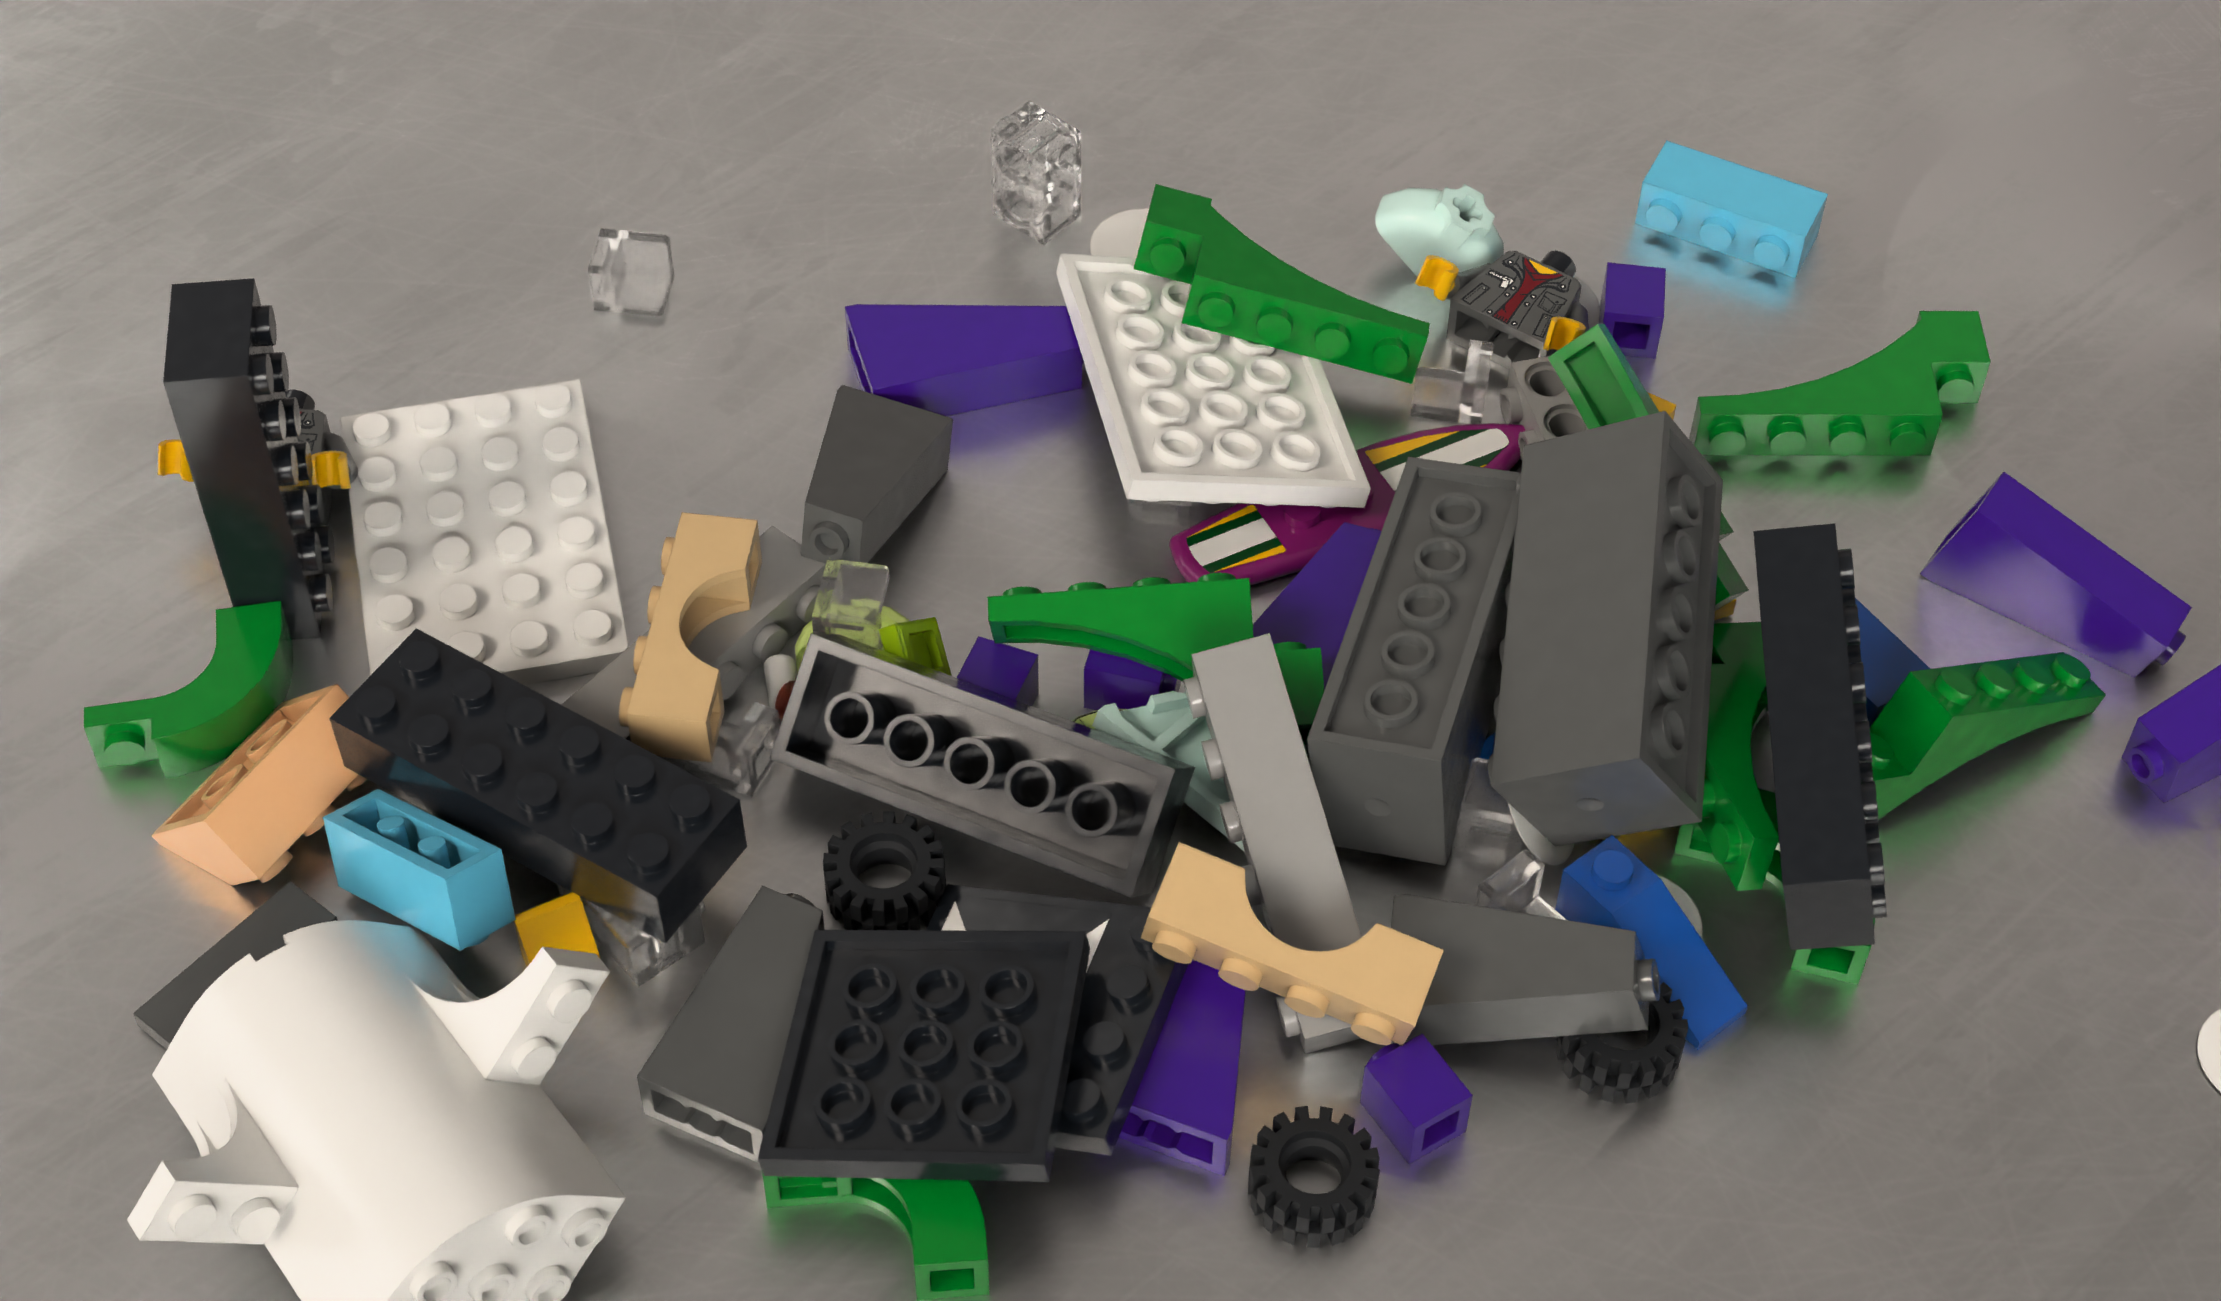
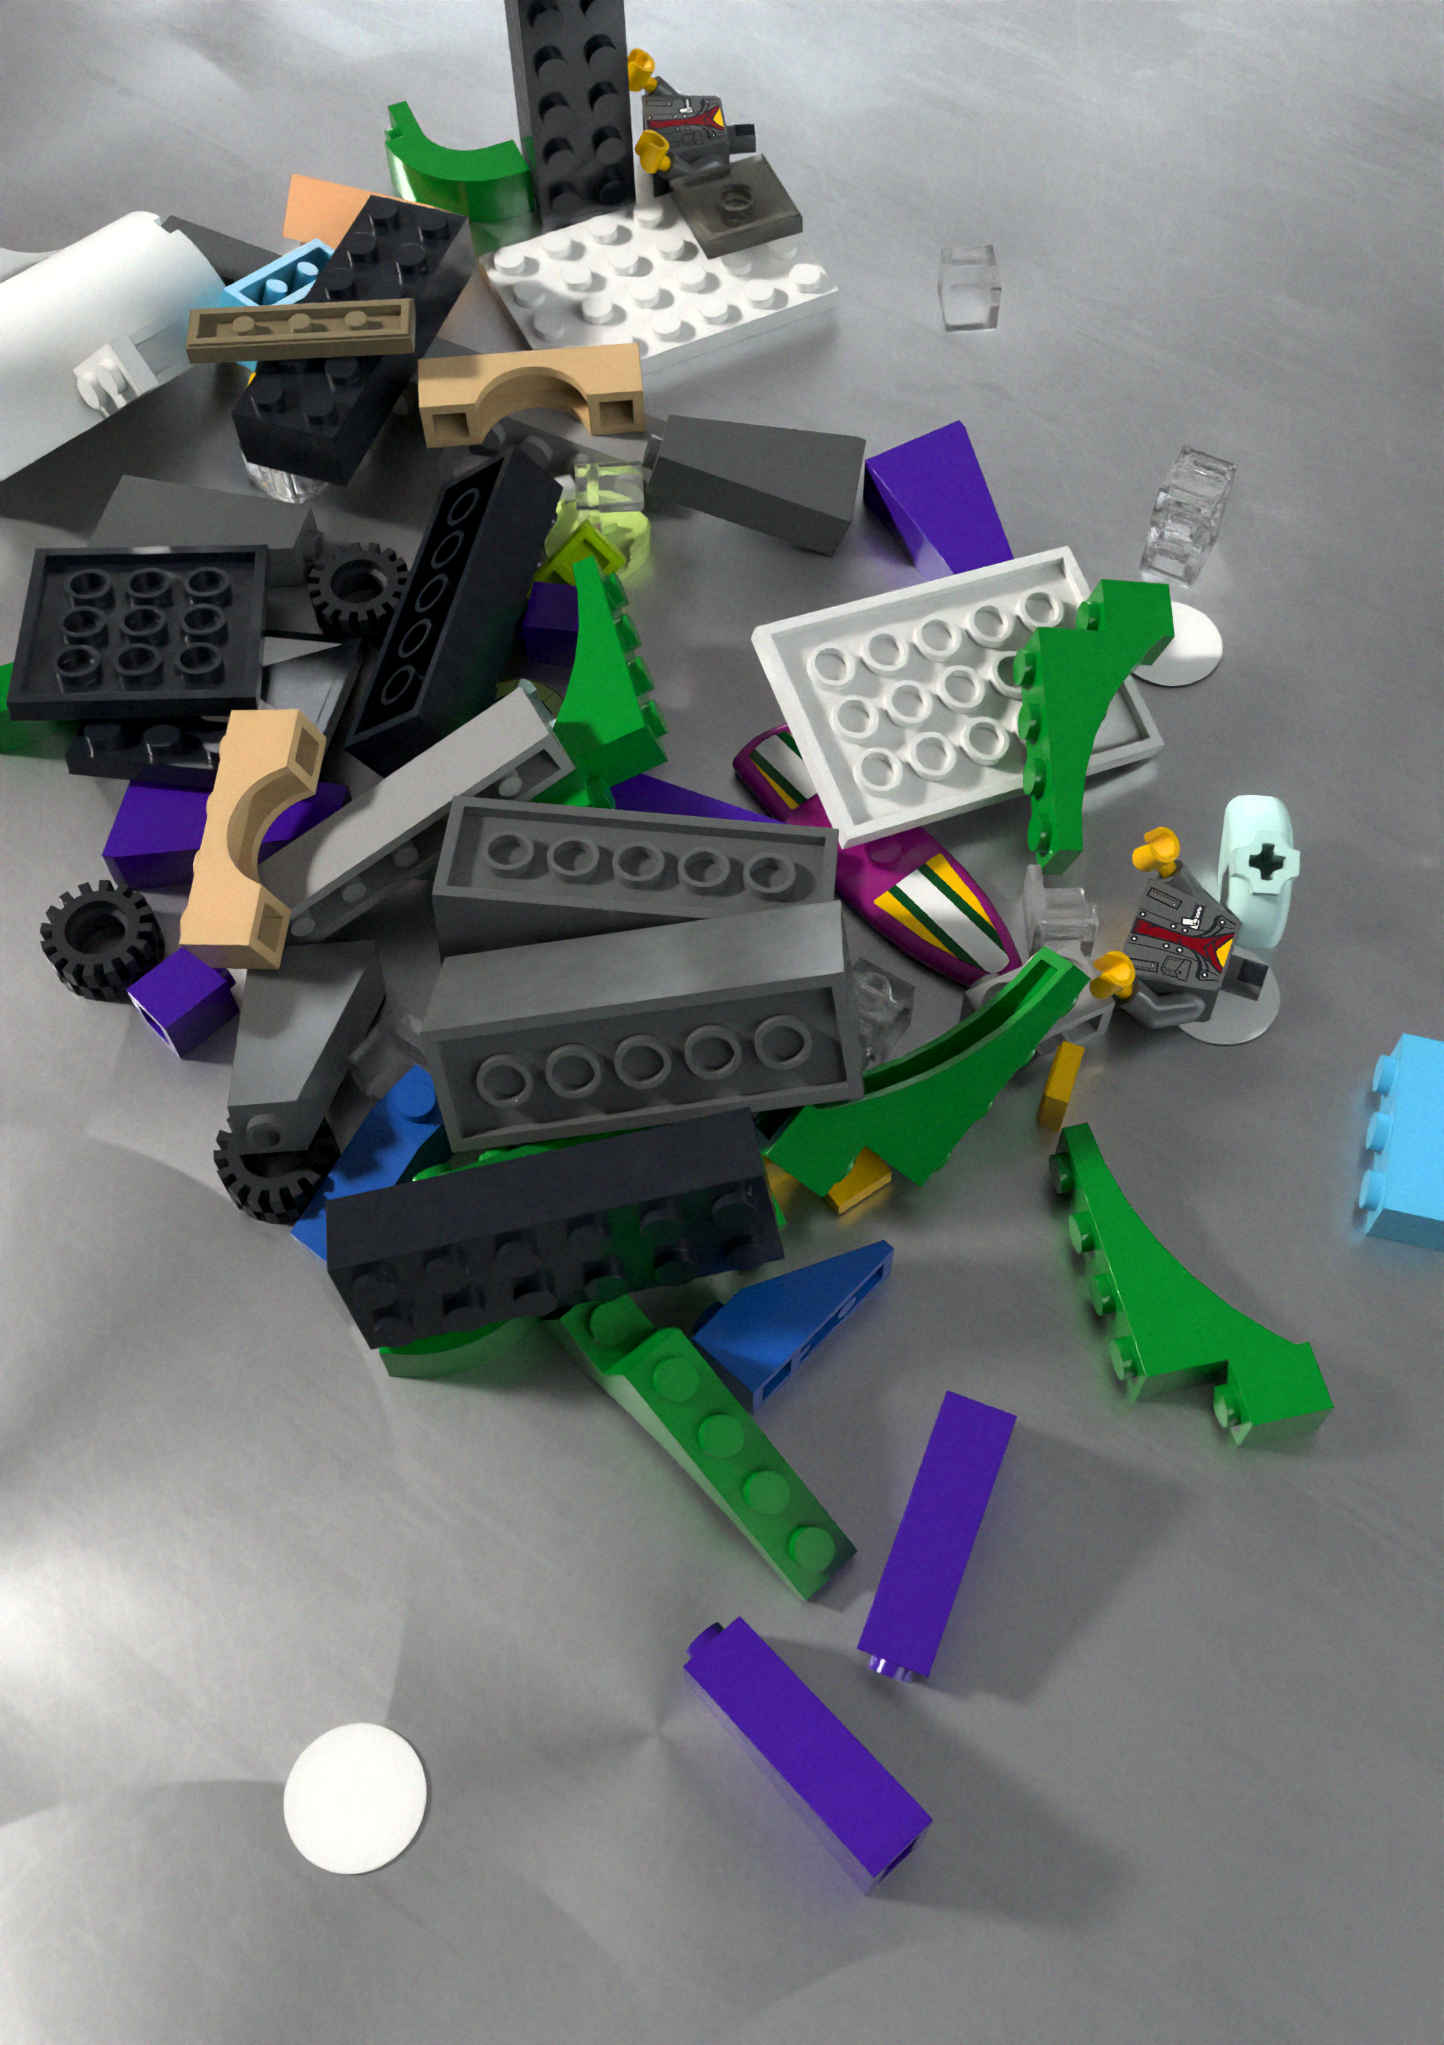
camera: 80 degrees right, 10 degrees up
(436, 425) = (735, 206): none -> clear smoke plate
(570, 799) = (301, 331): none -> dark tan tile
(1634, 307) = (1224, 1059): dark purple brick -> none

